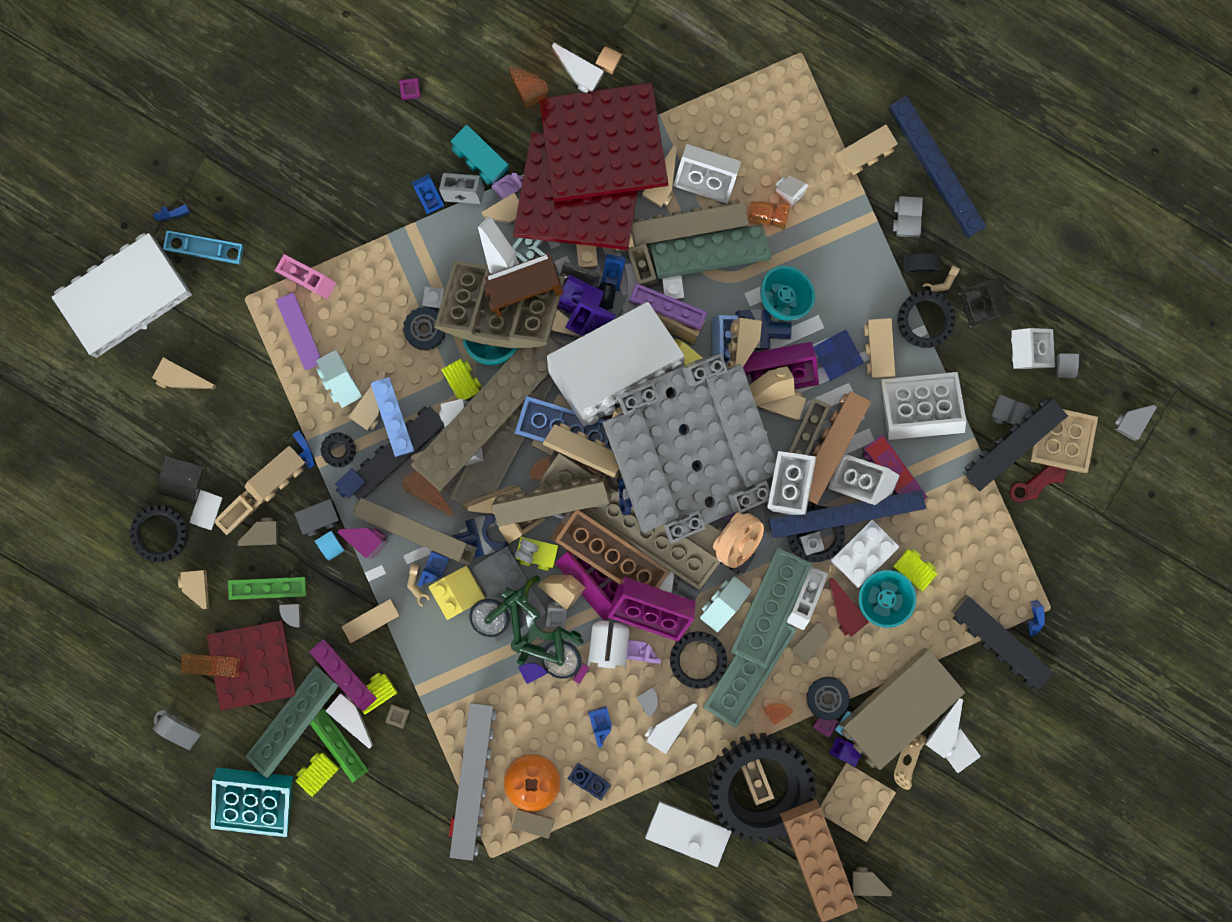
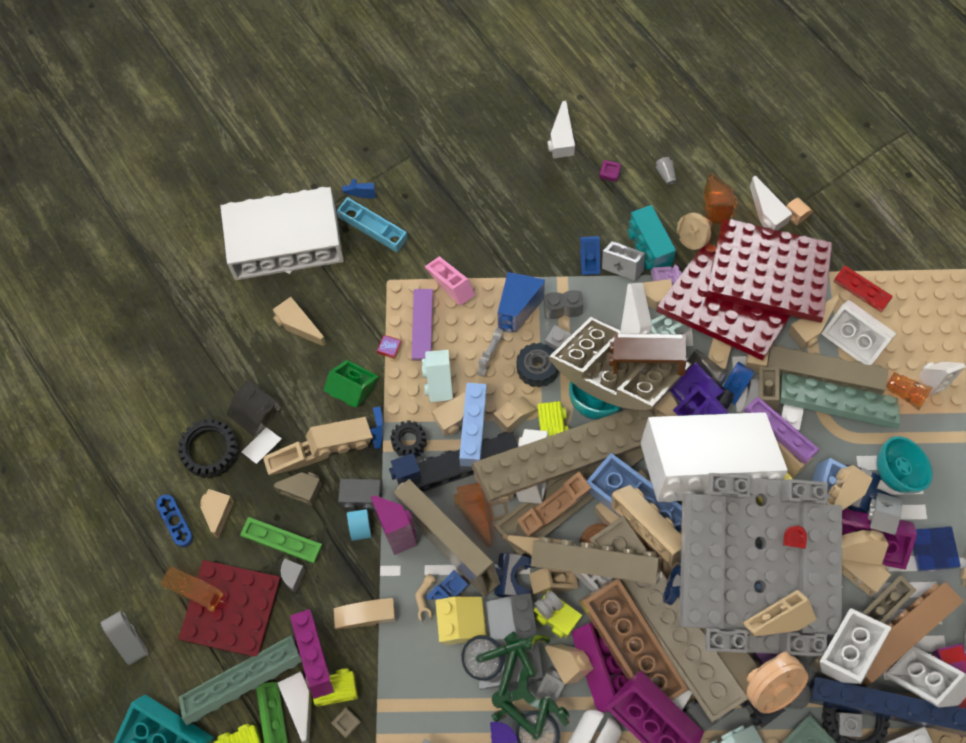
camera: 30 degrees right, 20 degrees down
(148, 606) = (175, 535): none -> blue beam
(259, 416) = (350, 383): none -> green slope
(278, 367) = (389, 346): none -> tile
(345, 70) = (561, 140): none -> white slope
(375, 348) = (486, 355): none -> light grey bar
(380, 275) = (519, 300): none -> blue slope
(423, 385) = (513, 414): none -> tan slope
(428, 255) = (565, 304): none -> dark grey brick
(465, 67) = (666, 170): none -> light grey cone
(495, 460) = (555, 505): none -> medium nougat slope
(517, 127) = (694, 231): none -> tan tile
(696, 122) = (863, 288): none -> red tile
(711, 412) = (795, 537): none -> red tile
(723, 486) = (783, 616): none -> tan slope
(783, 347) = (885, 513): none -> light grey brick

